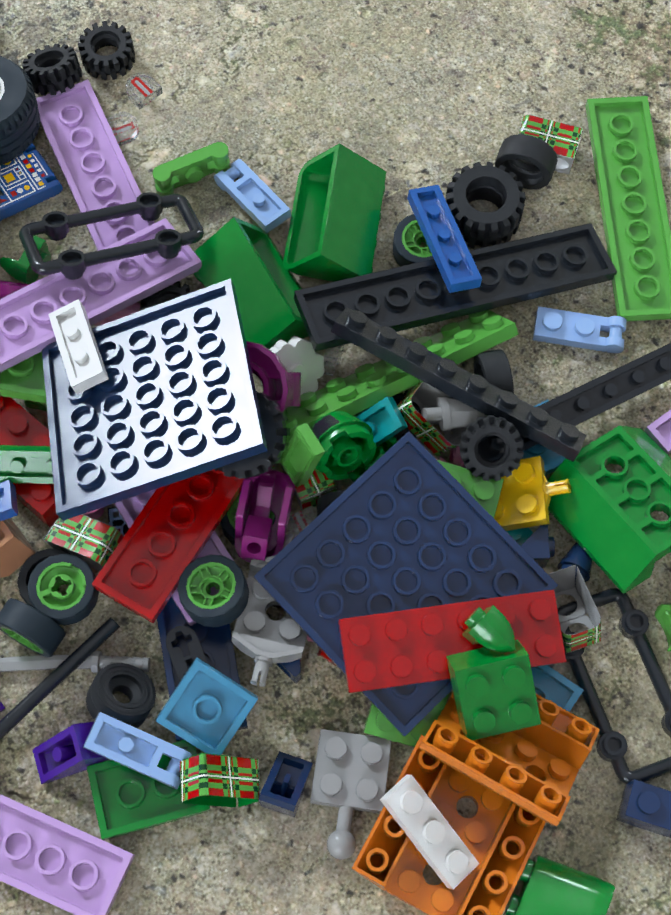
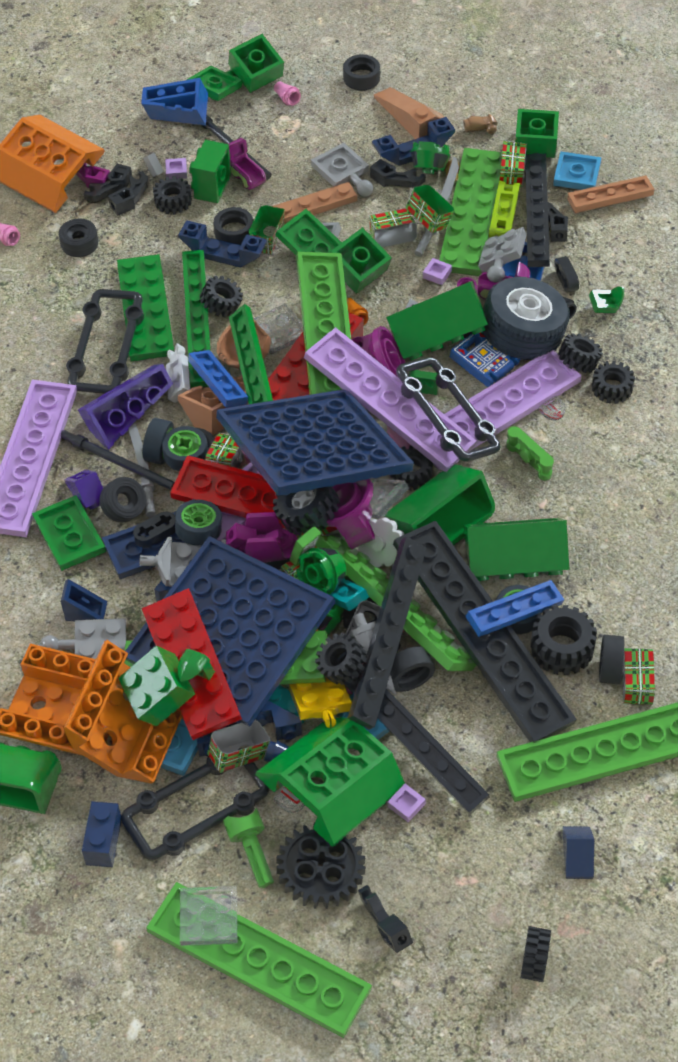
camera: 80 degrees right, 15 degrees down
(78, 347) = (343, 398): white plate -> none
(135, 749) = (86, 511): light blue plate -> none
(142, 89) = (589, 411): clear tile -> none
(206, 708) = (121, 541): dark azure plate -> none
(219, 780) = (76, 560): piece -> none
(253, 195) = (521, 494): light blue plate -> none
(429, 831) = (59, 681): white plate -> none
(579, 330) = (480, 729): light blue plate -> none

